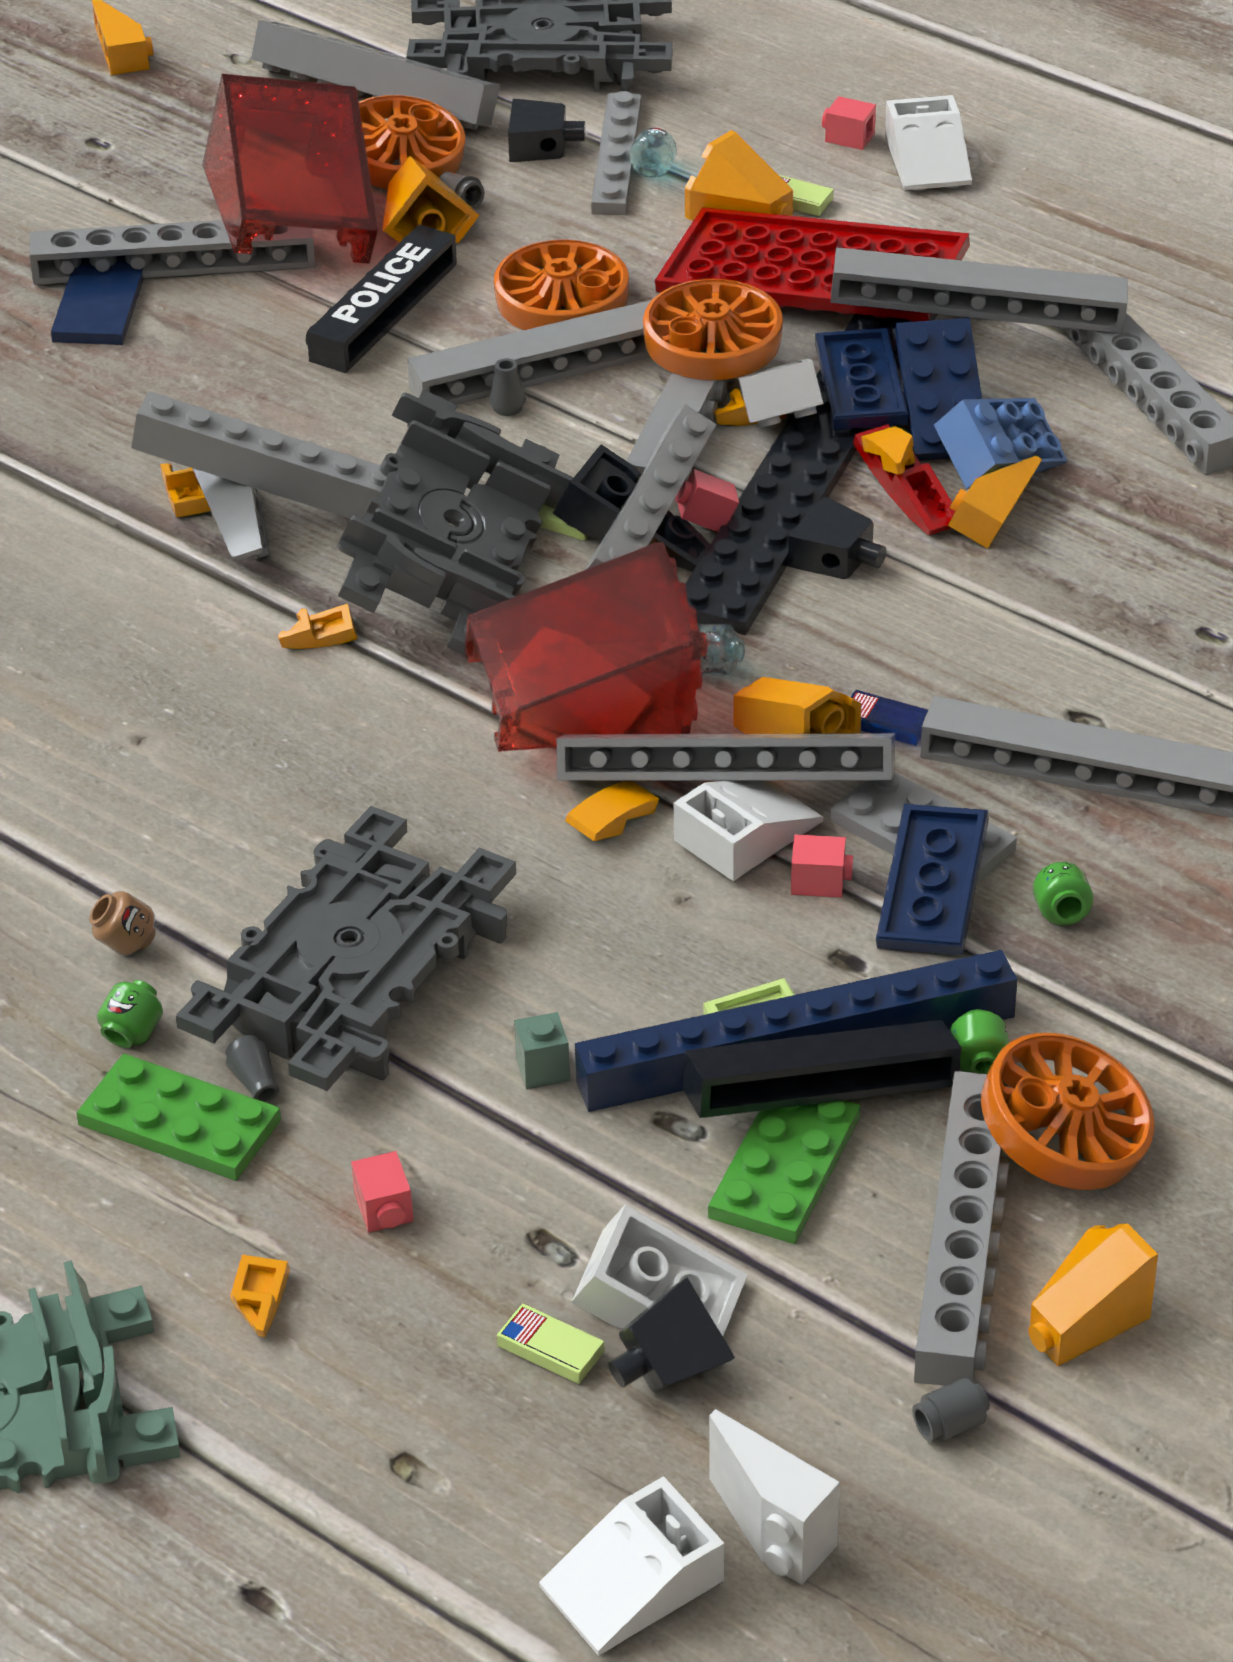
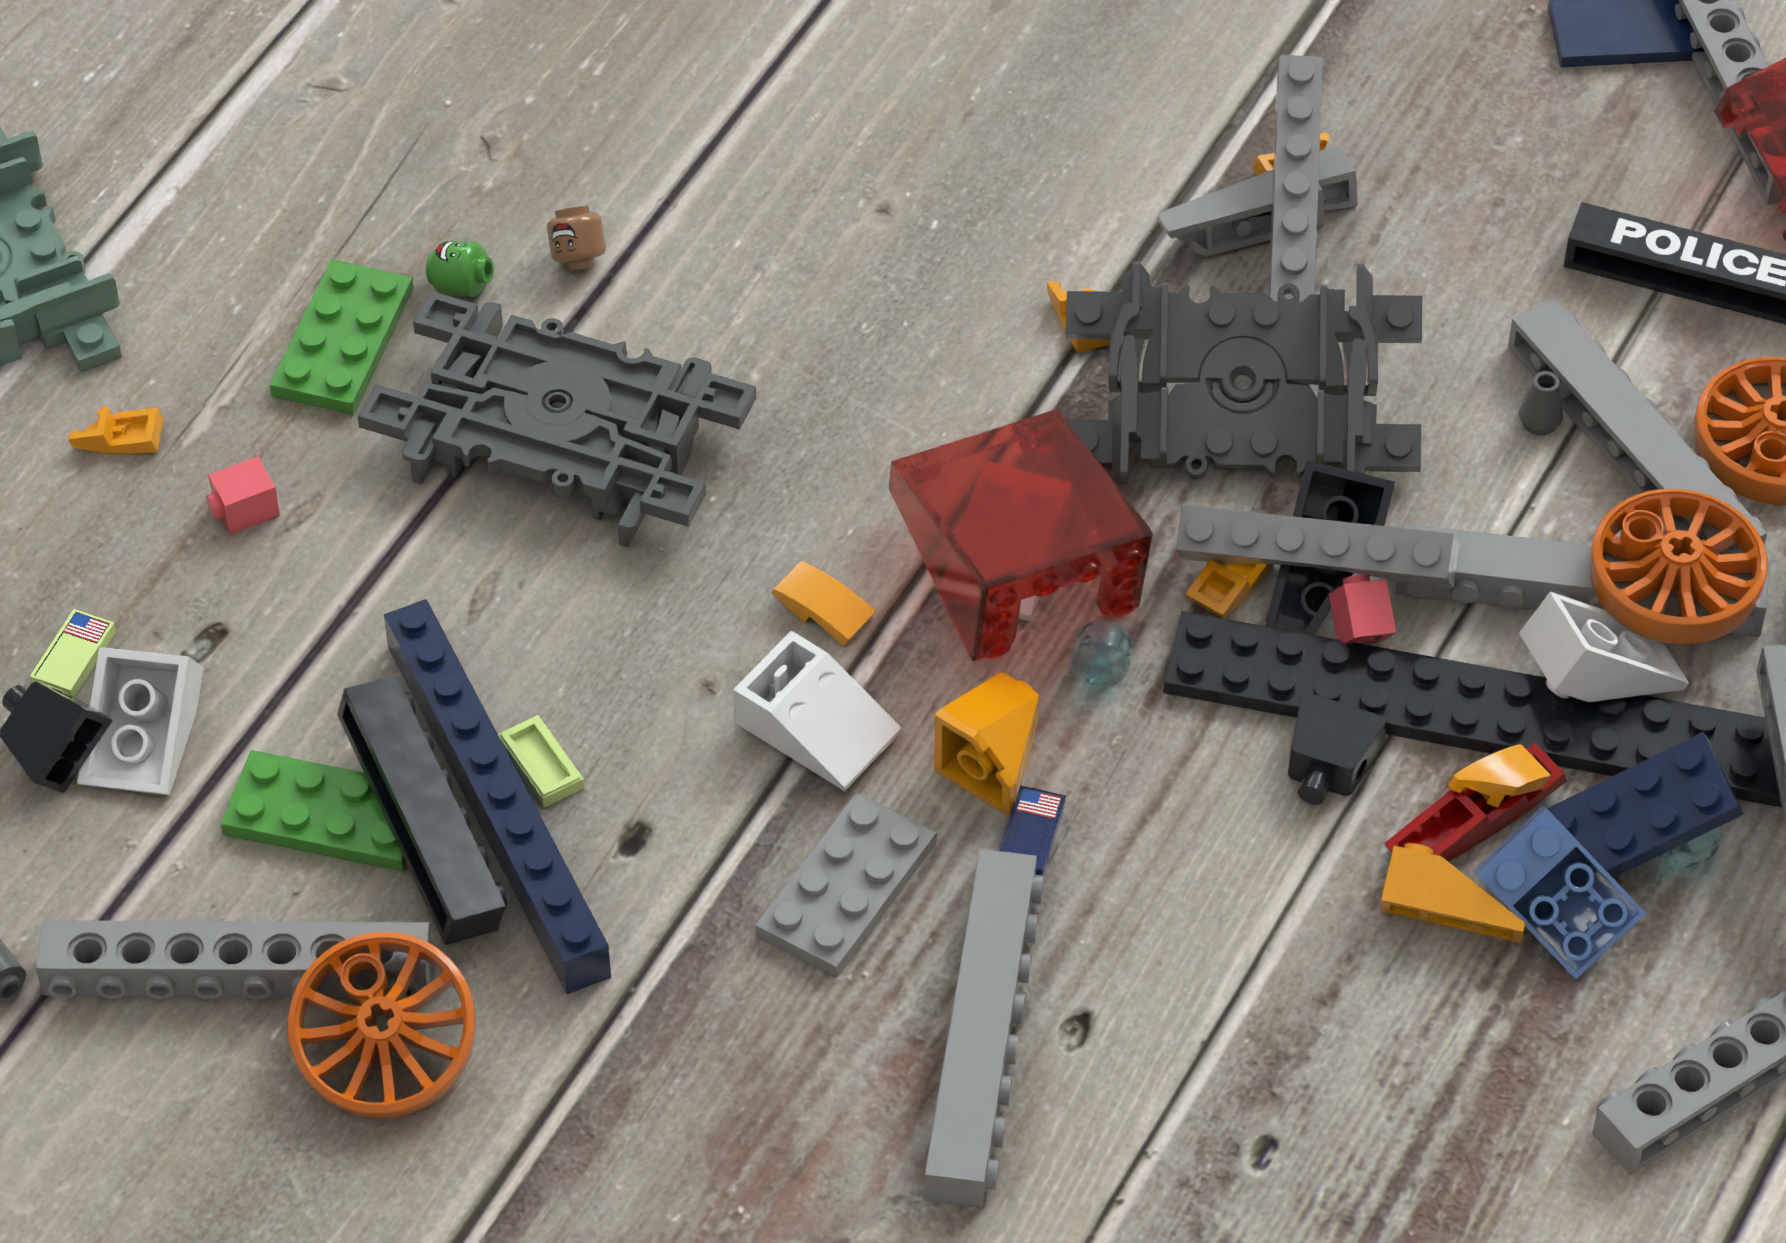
camera: 80 degrees right, 10 degrees up
(251, 1064) = (405, 371): dark grey cone -> none
(542, 1050) = (443, 583): sand green brick -> none
(726, 756) = (891, 679): light grey brick -> none
(820, 866) = (755, 787): coral brick -> none
(861, 379) = (1623, 732): dark blue tile -> none
(932, 879) = (744, 889): dark blue tile -> none
(981, 1039) = (500, 955): bright green head -> none
(1063, 893) = (738, 1011): bright green head -> none
(1094, 1293) = (144, 1070): light orange slope -> none

